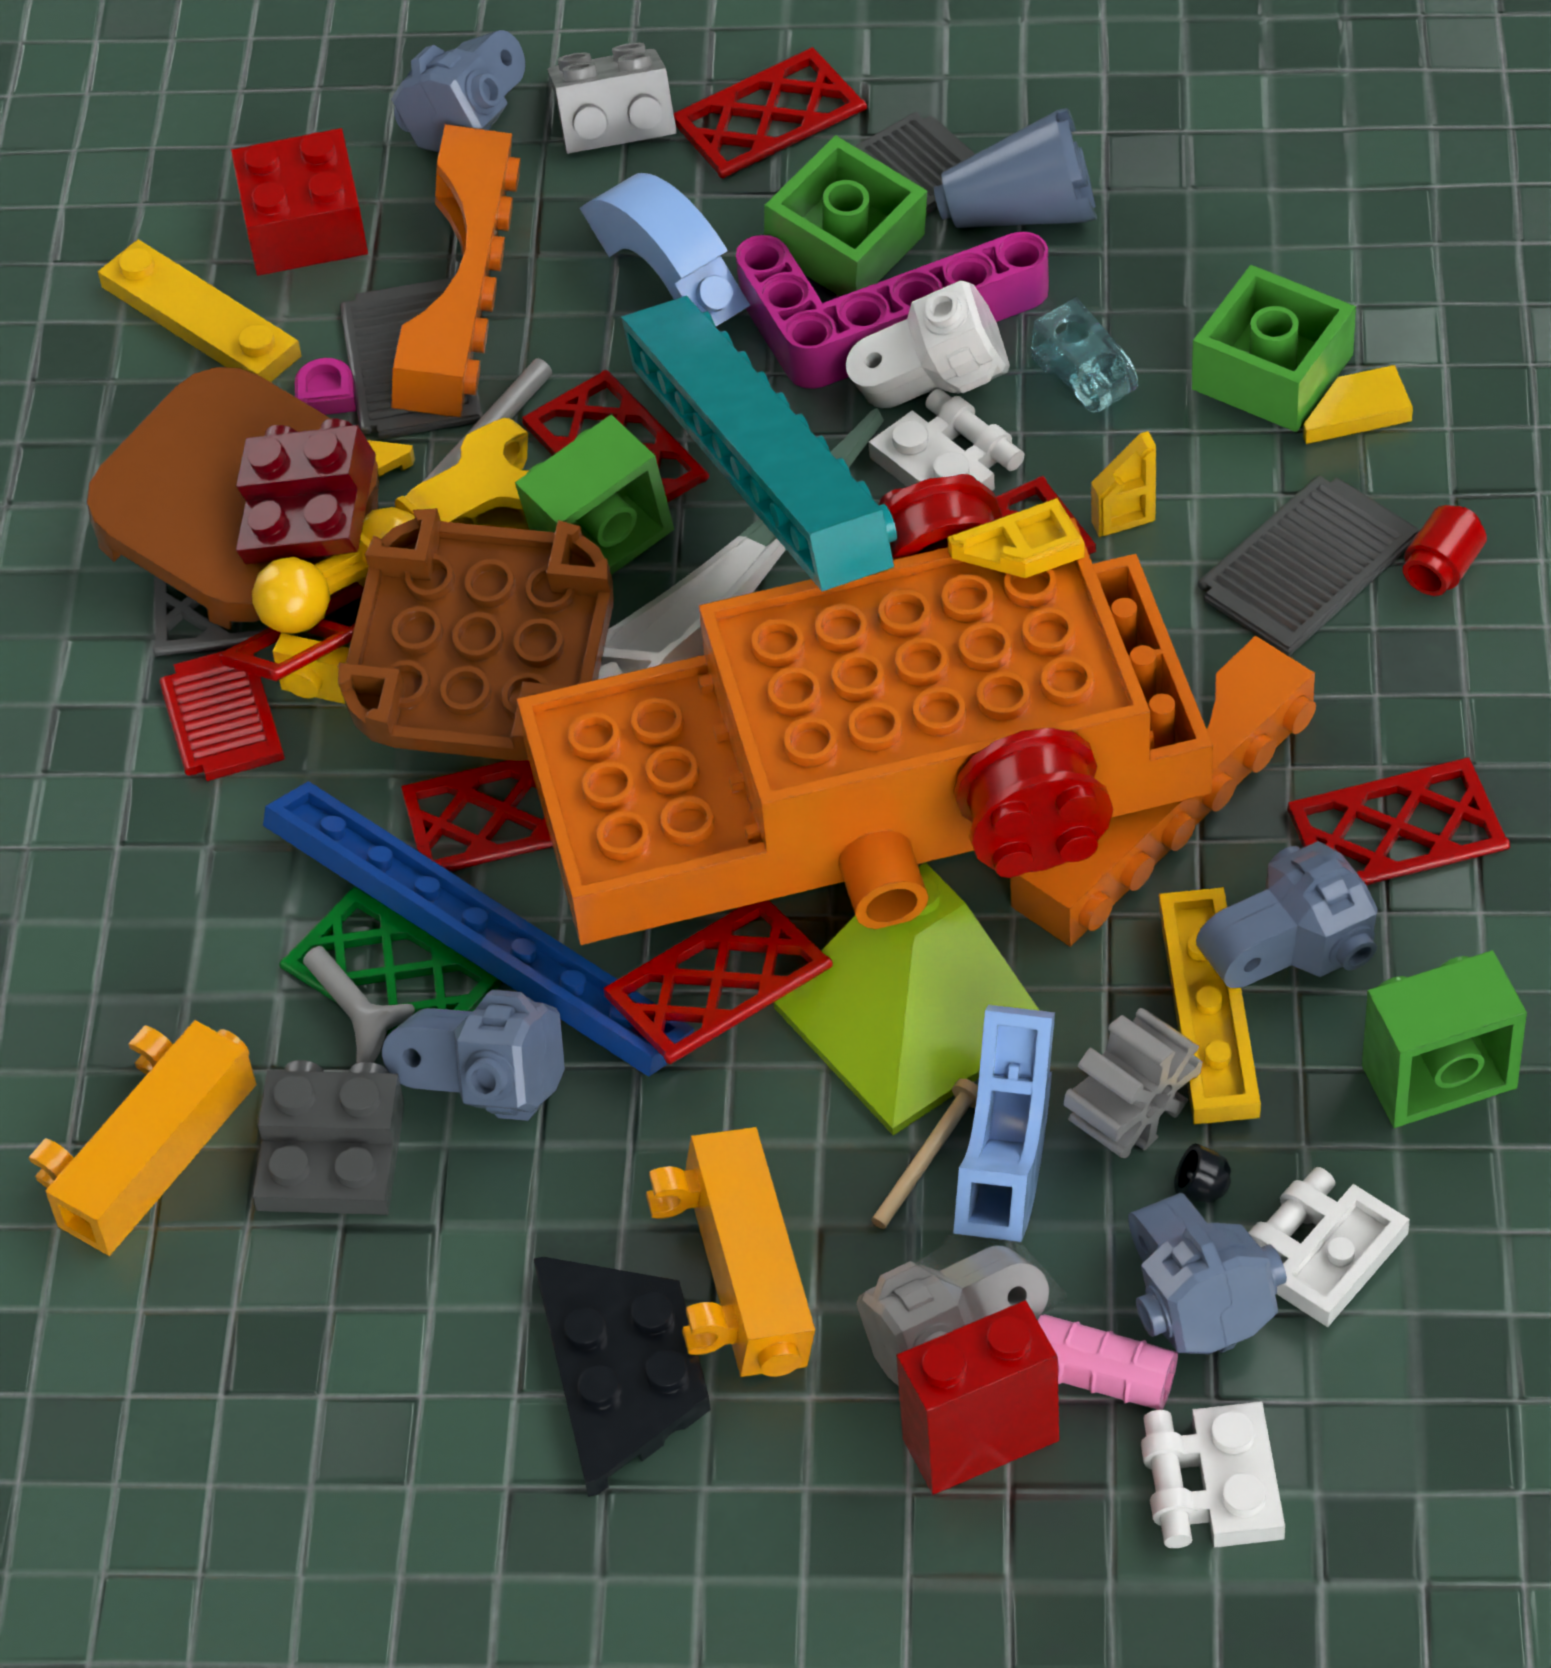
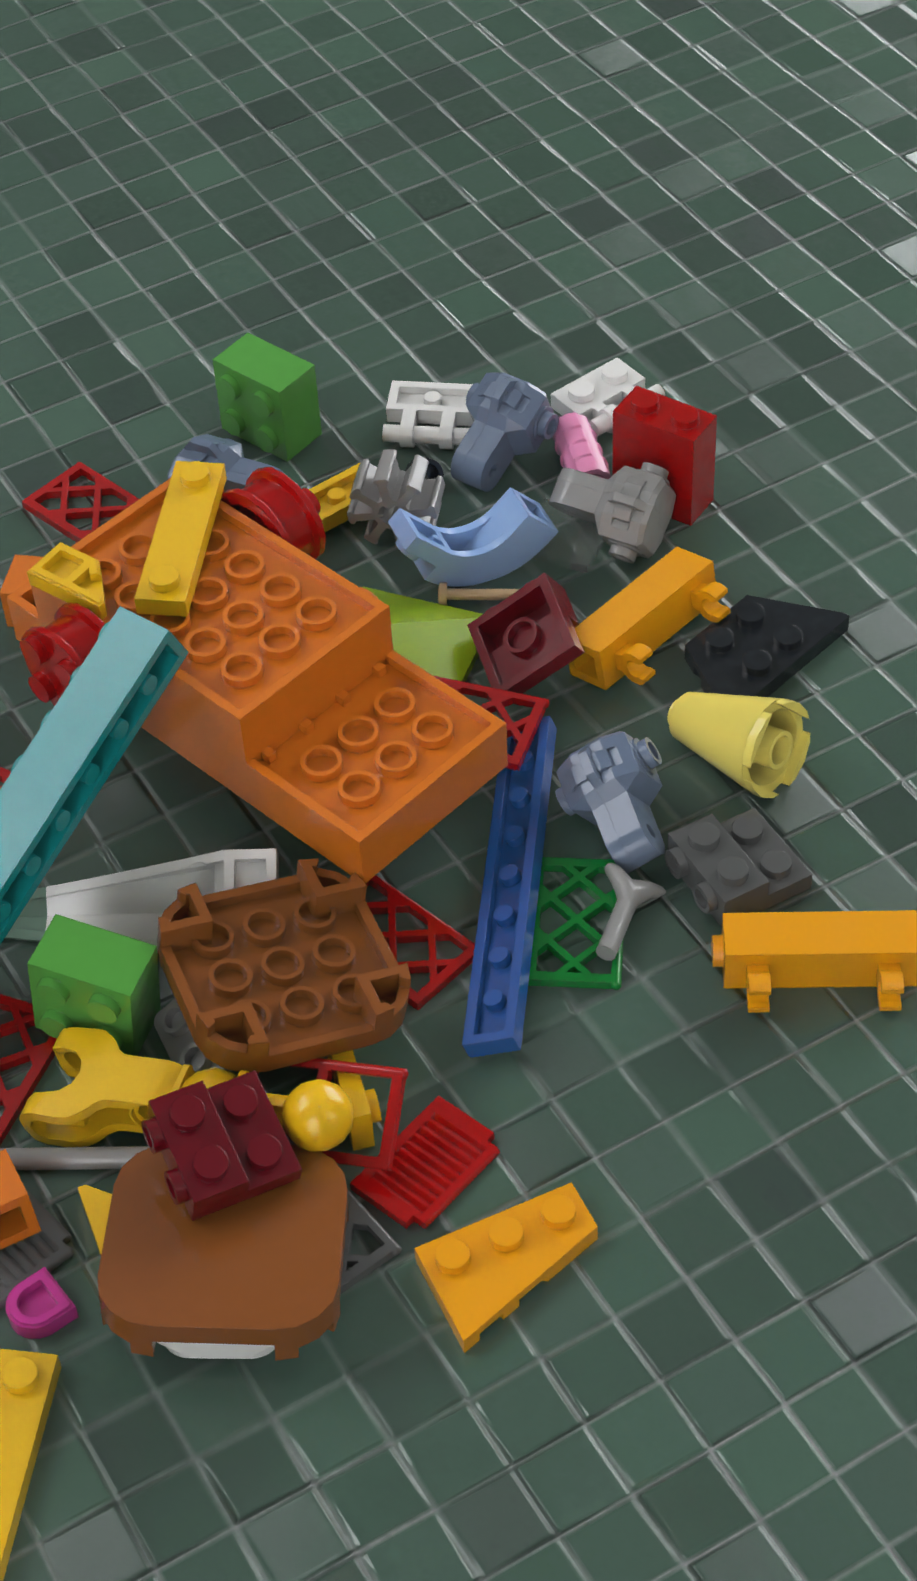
camera: 125 degrees left, 5 degrees down
(73, 716) = (498, 1260): none -> light orange wing
(477, 1222) = (744, 737): none -> light yellow cone
(793, 1093) = (527, 636): none -> dark red plate
(1016, 657) = (180, 539): none -> yellow plate

